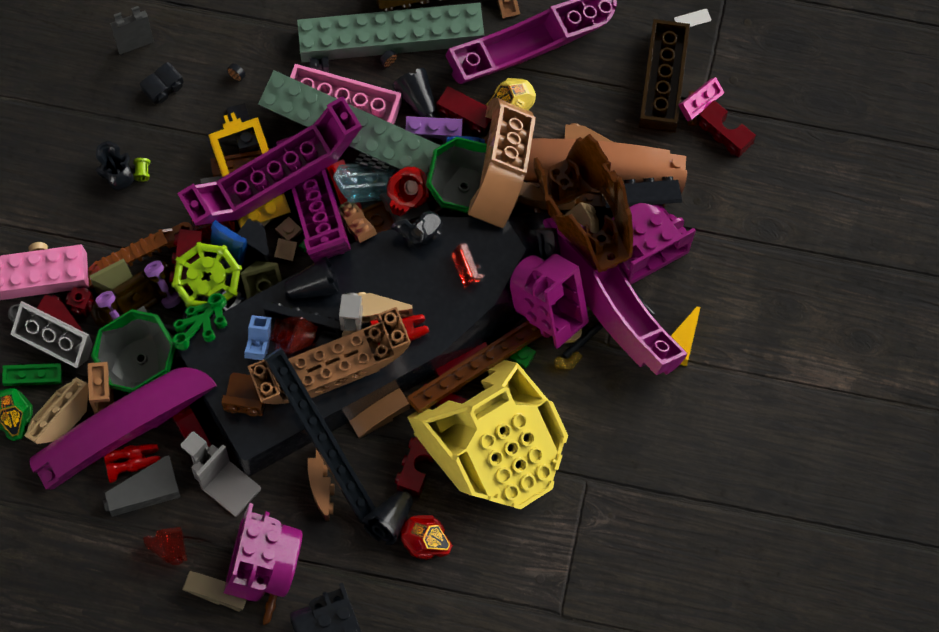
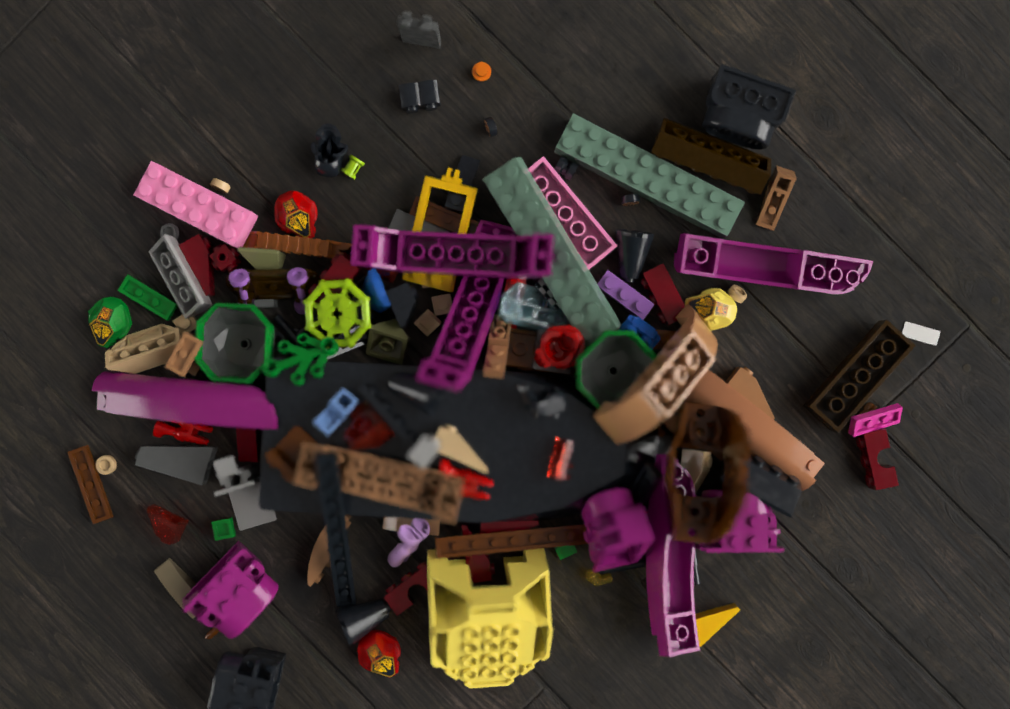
camera: 30 degrees right, 20 degrees up
(78, 558) = (90, 484): none -> reddish brown plate
(80, 372) = (185, 325): none -> tan plate
(81, 535) = (106, 464): none -> tan tile
(116, 231) = (296, 214): none -> red helmet
(200, 37) = (481, 71): none -> orange plate
(220, 521) = (223, 529): none -> green plate
(388, 410) = (410, 538): none -> lavender piece
(523, 74) = (737, 293): none -> tan tile

